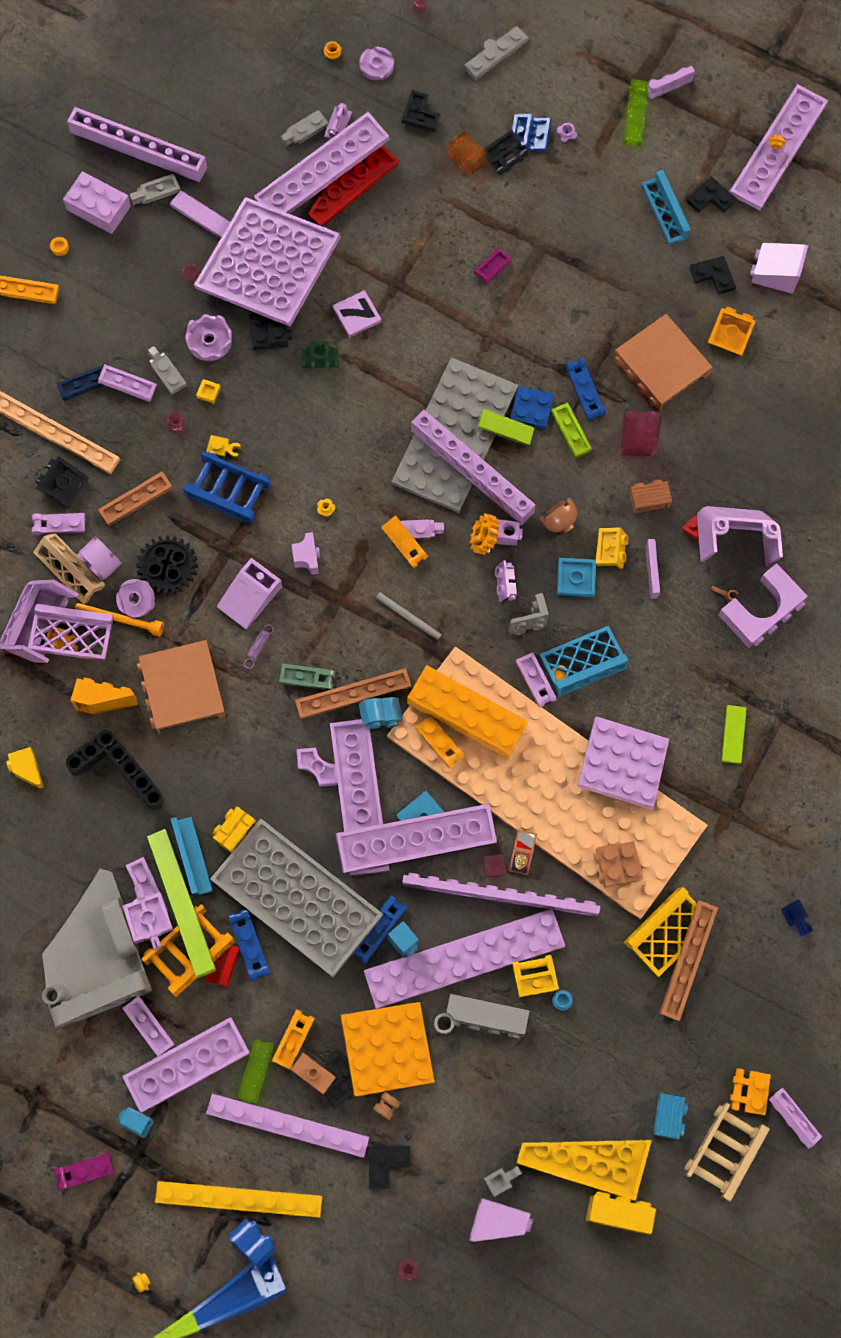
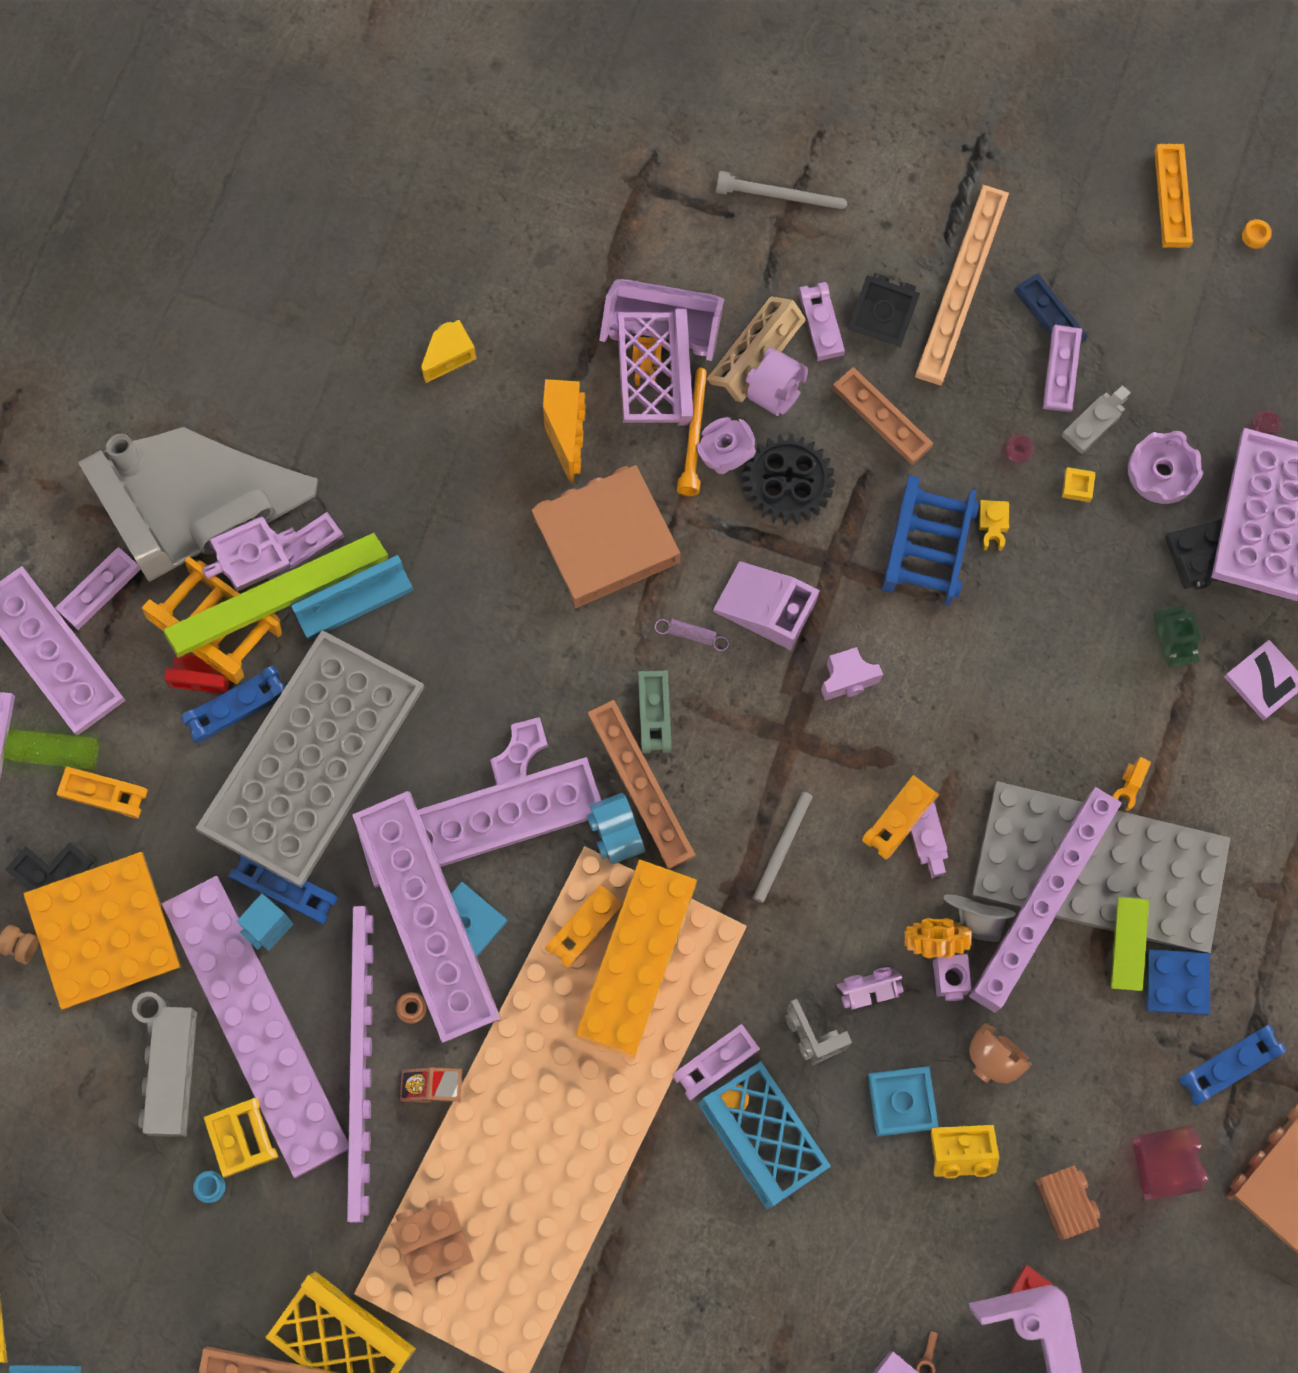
camera: 80 degrees right, 0 degrees up
(122, 764) = (471, 475): black beam -> none
(234, 829) = (401, 649): yellow brick -> none
(313, 1073) = (51, 827): nougat brick -> none
(325, 512) = (929, 697): yellow plate -> none
(405, 402) = (1134, 776): none -> light orange plate
(473, 853) = (409, 998): none -> nougat plate
(475, 507) = (983, 920): none -> light grey piece
(495, 865) = (405, 1046): clear pink plate -> none
(571, 430) = (1154, 1053): lime tile -> none
(623, 763) = (601, 1225): lavender plate -> none
(652, 565) = (942, 1225): lavender tile -> none

